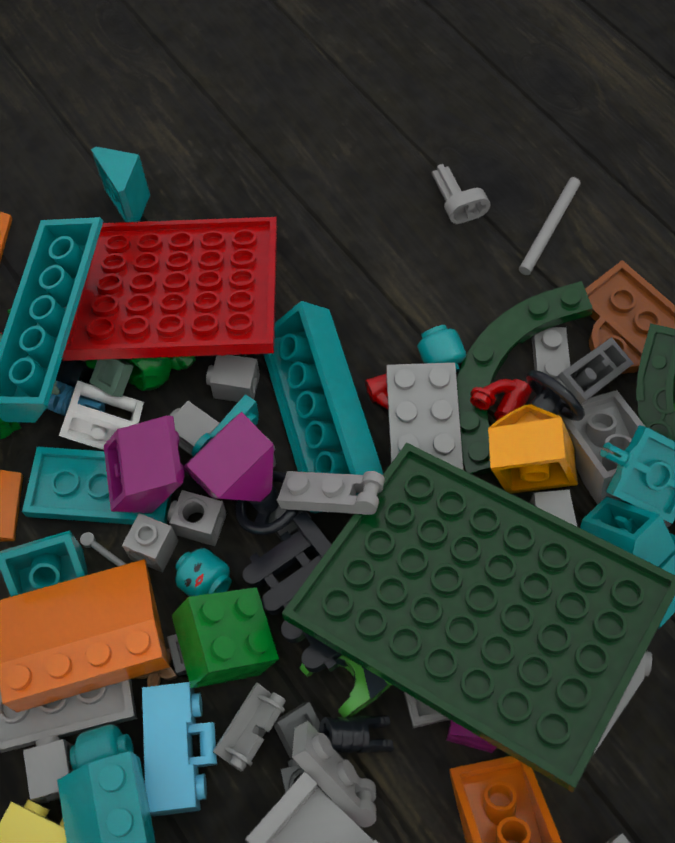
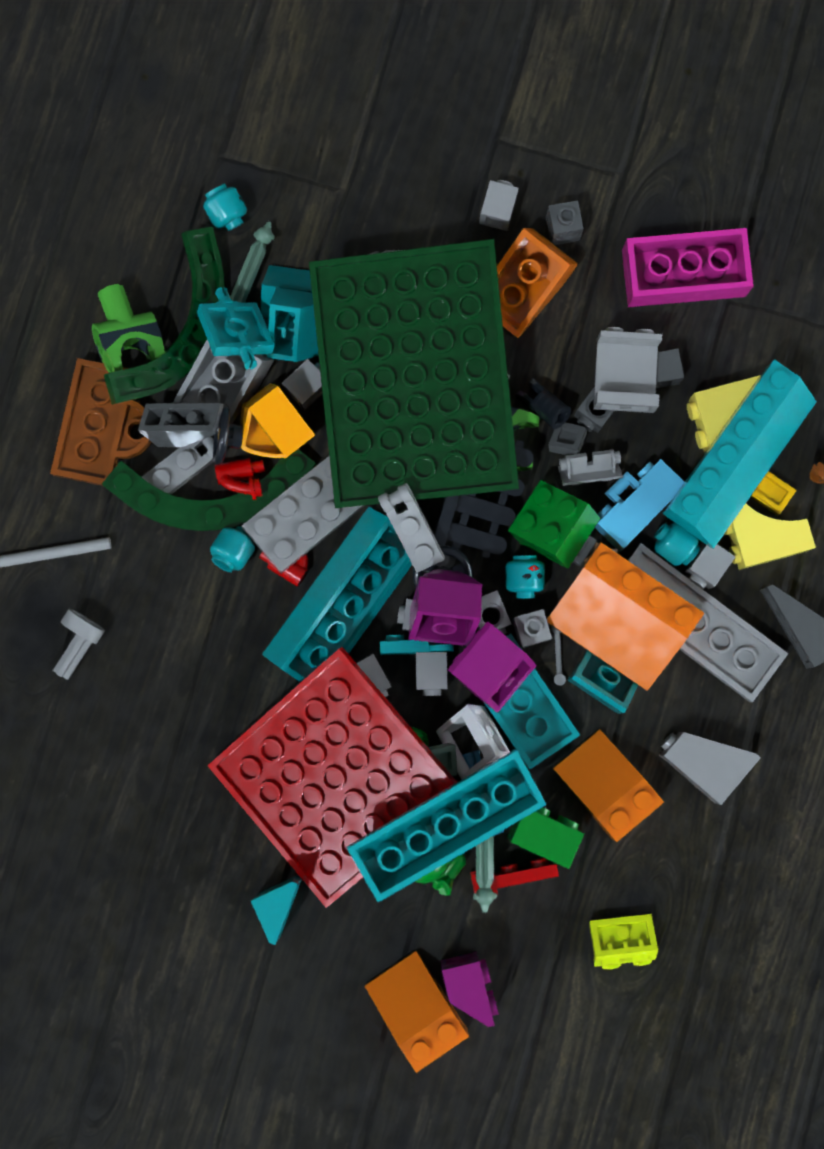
camera: 130 degrees left, 20 degrees up
(334, 775) = (580, 392): light grey plate -> none

